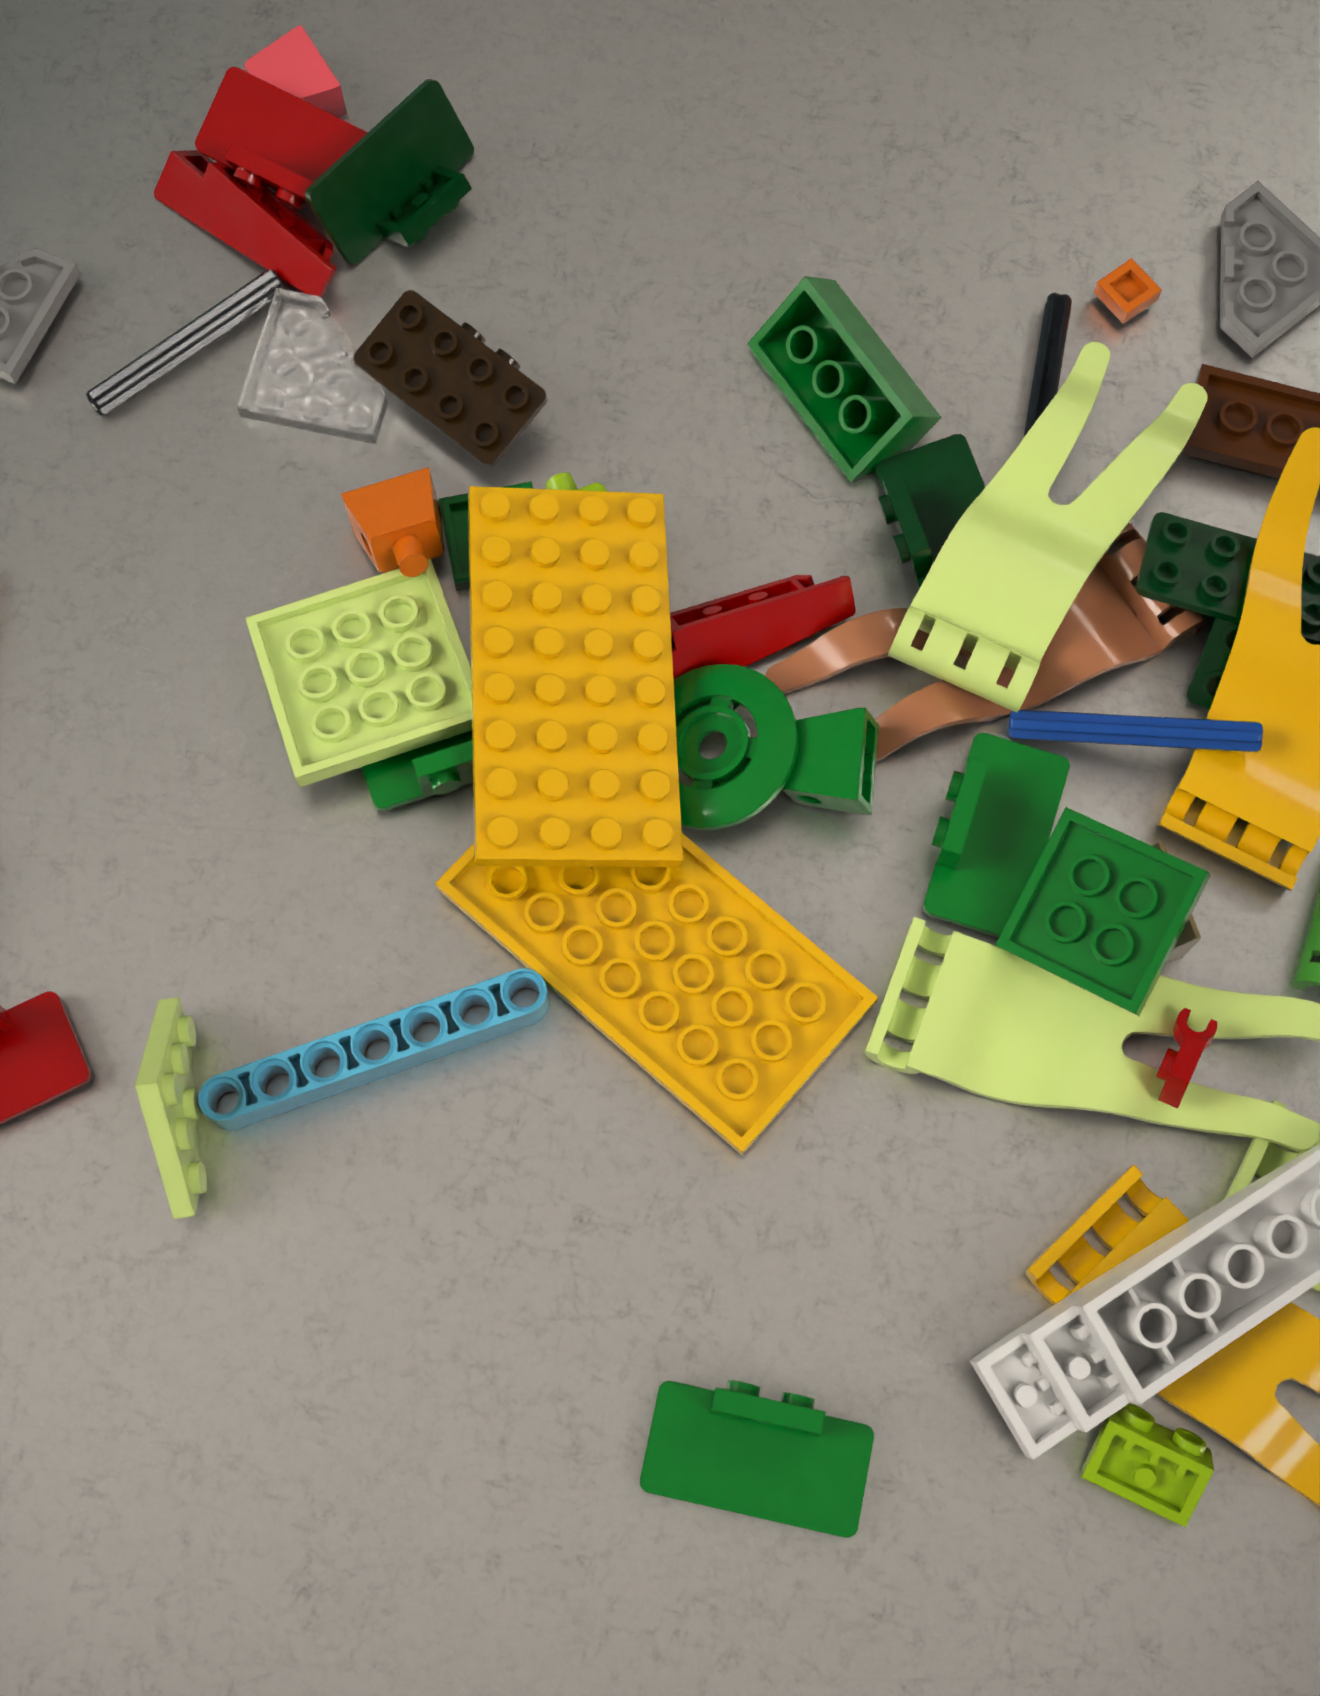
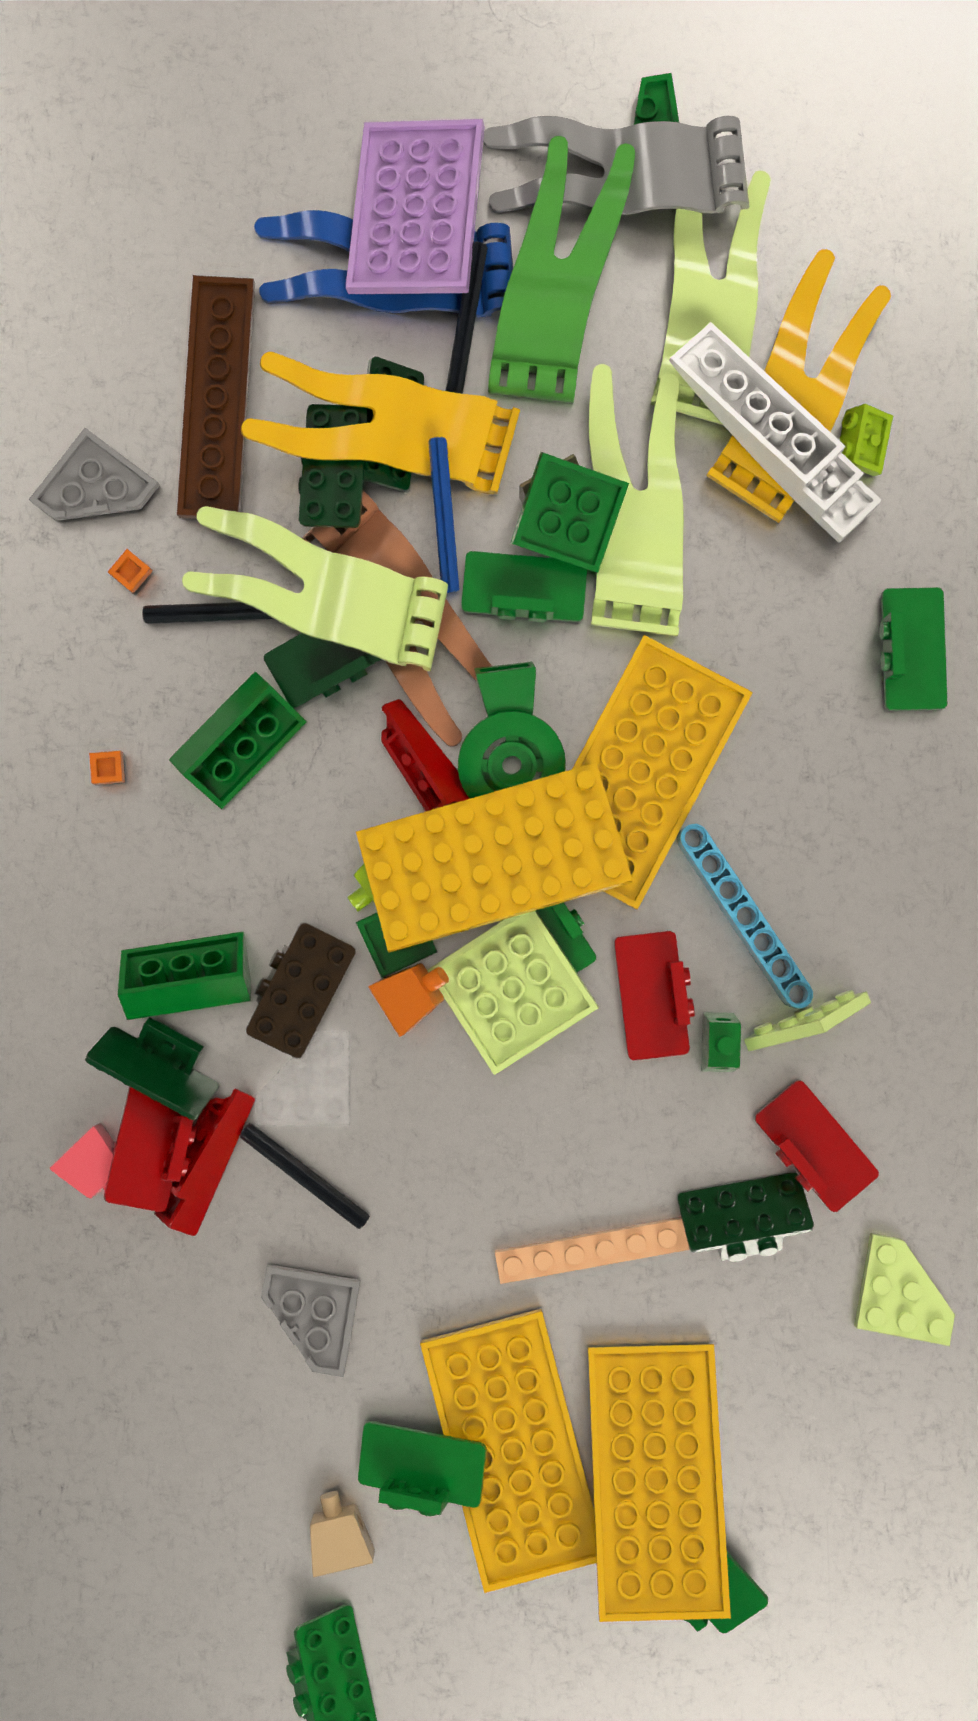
camera: 105 degrees left, 15 degrees up
(183, 958) = (720, 1042): none -> green torso
(295, 880) = (653, 995): none -> red bracket
(517, 244) = (184, 976): none -> green slope
(842, 207) = (107, 767): none -> orange plate
(1179, 1066) = (648, 454): red plate -> none

